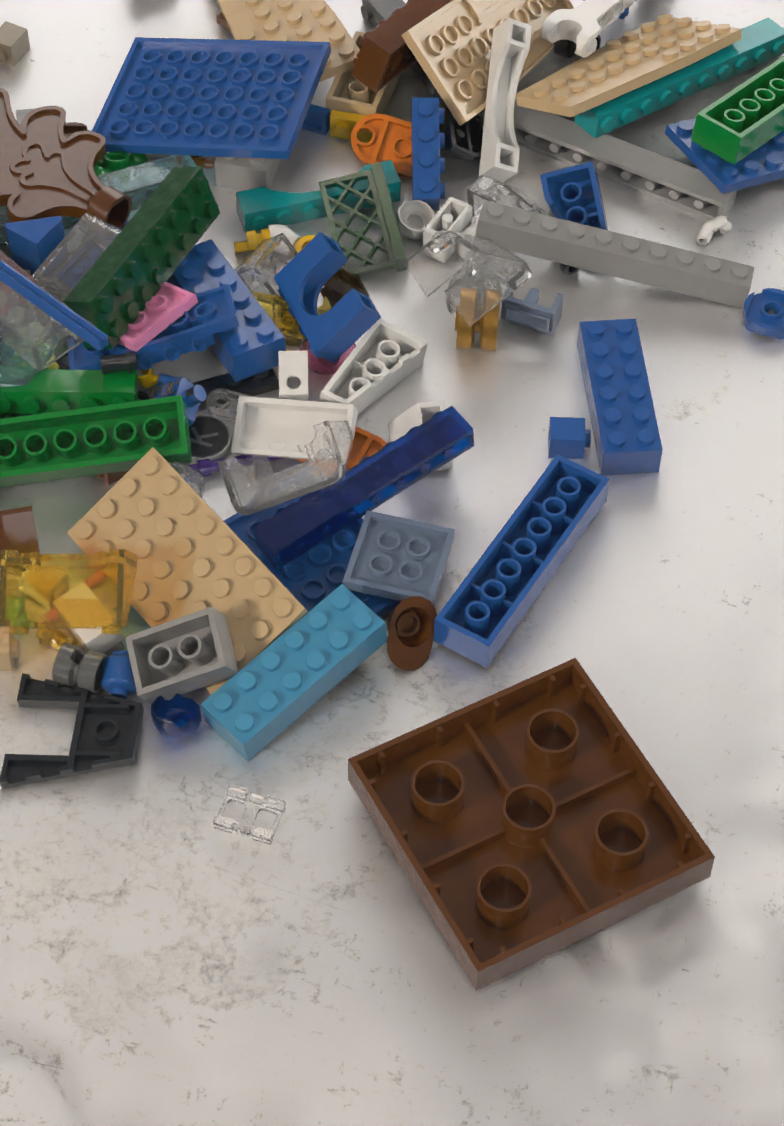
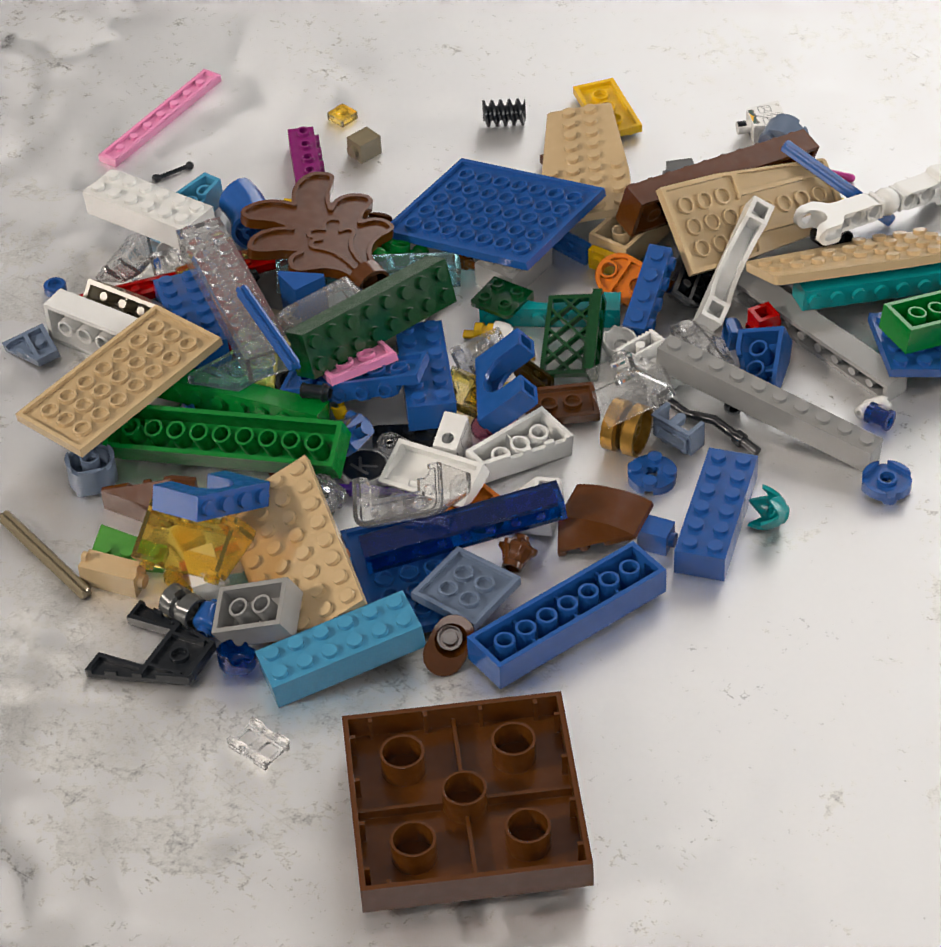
camera: 25 degrees right, 10 degrees down
(79, 529) = (225, 495): none -> blue arch
(264, 196) = (501, 298): none -> dark green bracket
(400, 301) = (569, 402): none -> reddish brown plate
(428, 499) = (516, 552): none -> reddish brown rock
(505, 433) = (601, 516): none -> reddish brown wedge
(523, 353) = (652, 463): none -> blue plate
(528, 180) = (730, 332): none -> blue brick
(557, 155) = (762, 316): none -> red brick
(593, 301) = (737, 436): none -> black bar
(673, 377) = (771, 509): none -> teal piece
(727, 240) = (879, 416): none -> clear blue bush

